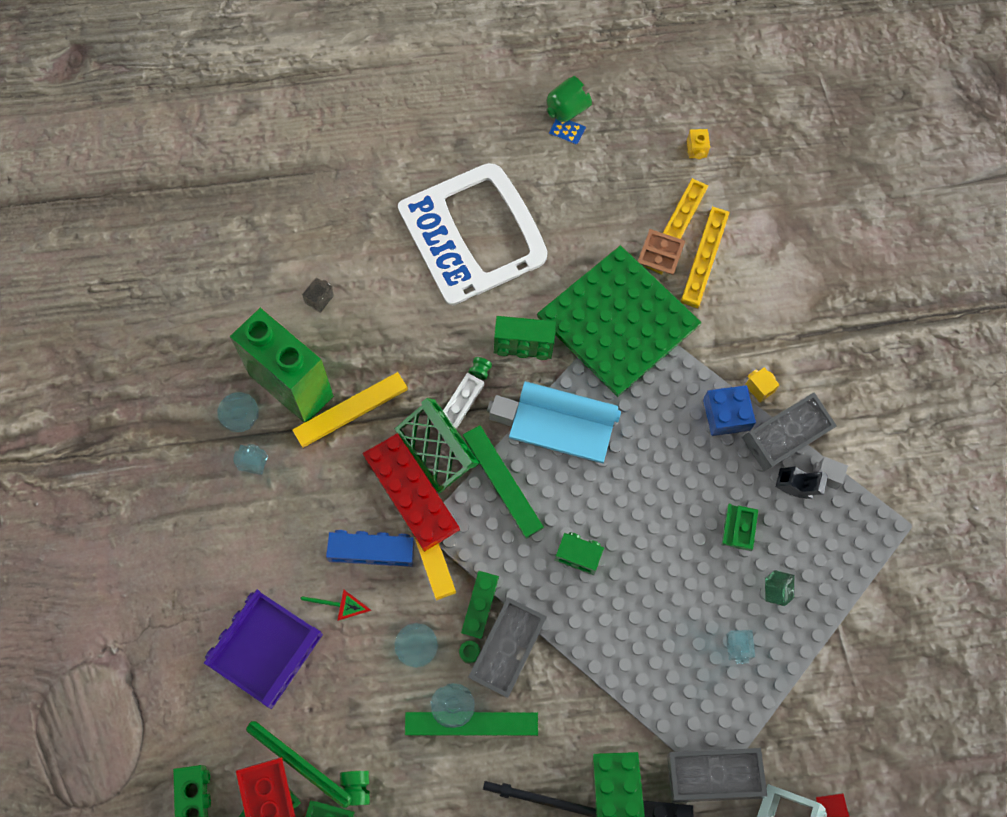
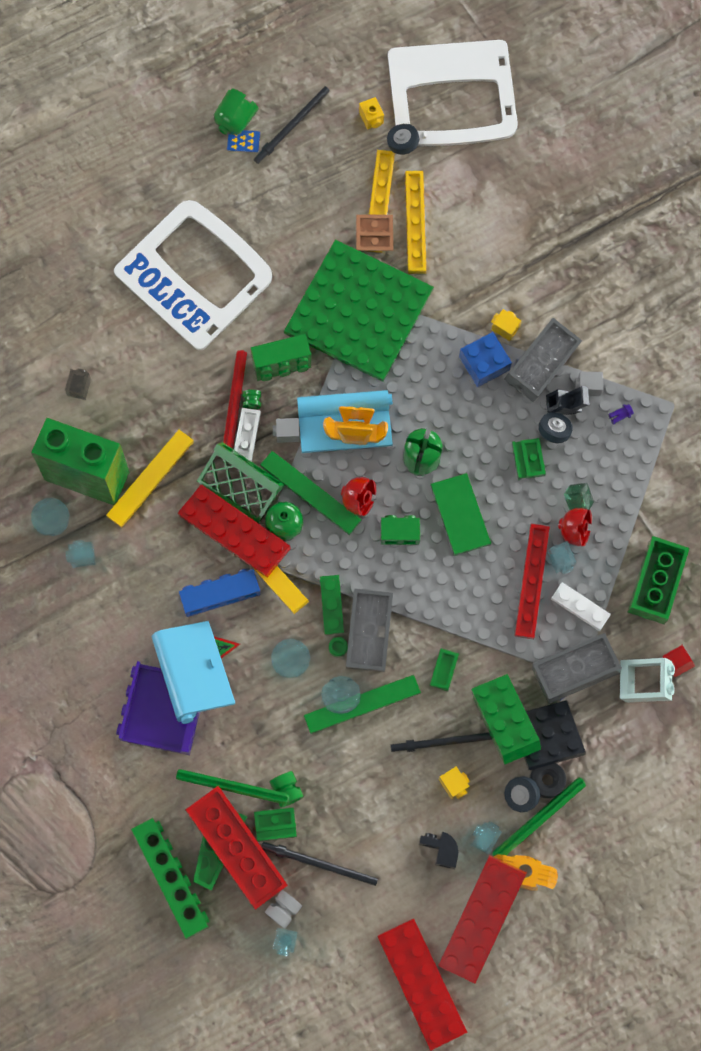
camera: 20 degrees left, 5 degrees up
(309, 620) = (192, 670): none -> medium azure door
(464, 362) = (235, 397): none -> red axle
(467, 507) = (284, 520): none -> green cylinder
(549, 501) = (358, 494): none -> red cylinder
(569, 435) = (355, 431): none -> light orange piece
(572, 719) = (444, 669): none -> green tile
(589, 142) = (269, 147): none -> black bar
(641, 480) = (429, 447): none -> green cylinder
(648, 559) = (460, 514): none -> green tile
(699, 659) = (532, 581): none -> red plate
(720, 176) = (403, 139): none -> black wheel
(743, 706) = (580, 606): none -> white plate
(766, 616) = (575, 526): none -> red cylinder
(779, 505) = (555, 427): none -> black wheel
(789, 125) = (453, 63): none -> white door
(838, 709) = (658, 580): none -> green brick
(856, 515) = (622, 413): none -> dark purple pin

